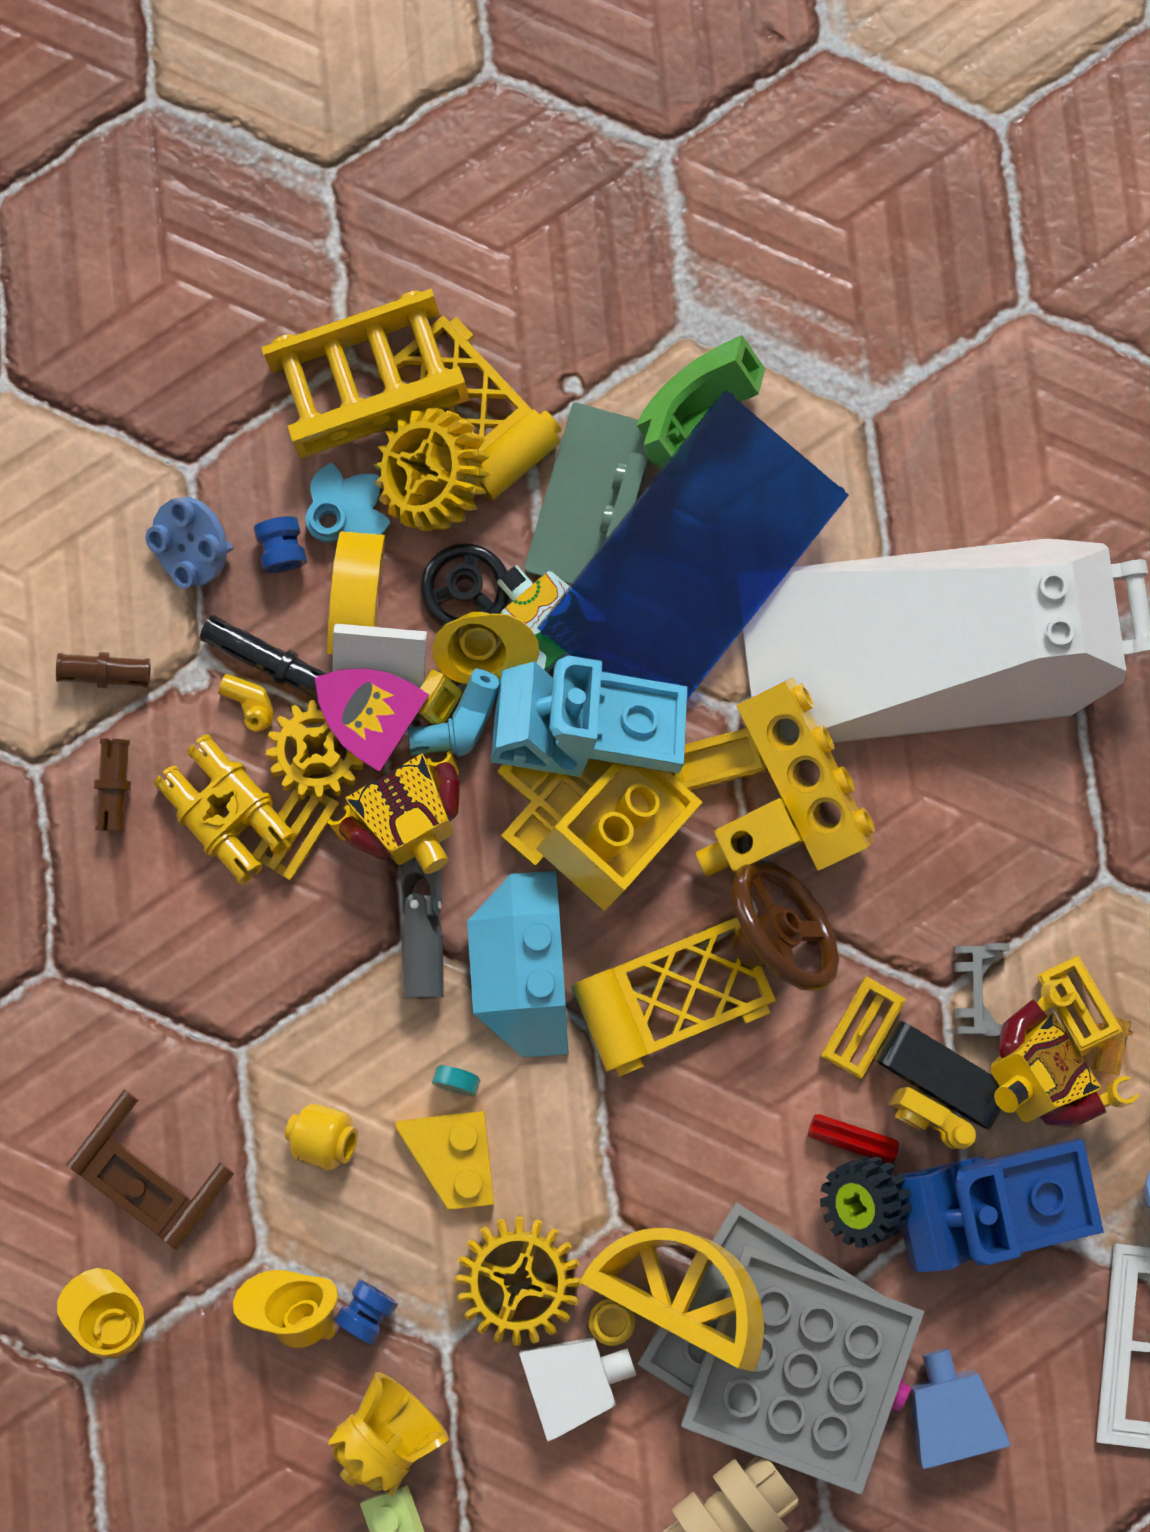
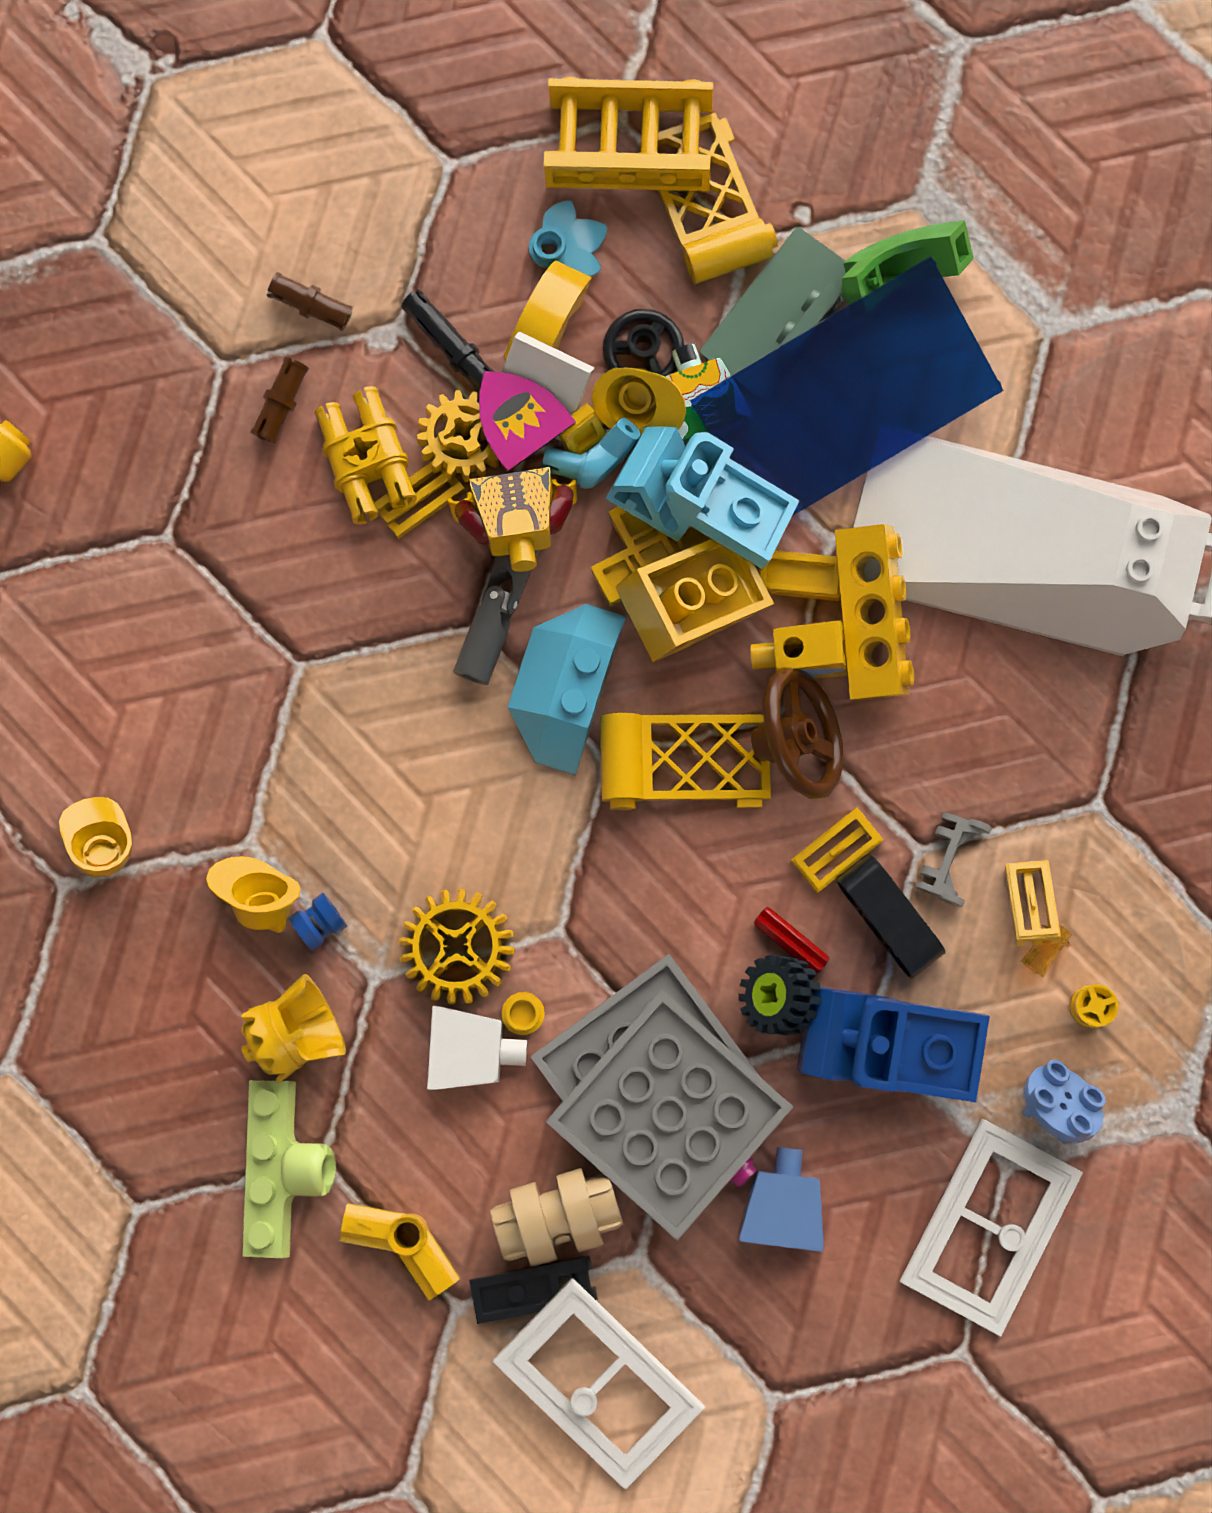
camera: 25 degrees right, 0 degrees up
(138, 1186) = (168, 741): reddish brown plate -> none
(188, 542) = (423, 220): medium blue plate -> none
(253, 699) = (425, 374): yellow arm -> none
(280, 544) = (500, 252): blue wheel -> none
(321, 1136) = (338, 760): yellow head -> none
(449, 449) = (674, 220): yellow gear -> none
(453, 1156) = (443, 822): yellow wing -> none
(456, 1080) = (470, 758): teal tile -> none
(739, 1352) = (640, 1036): yellow window -> none
(921, 1112) = (857, 936): yellow plate -> none
(1043, 1070) = (979, 945): torso -> none

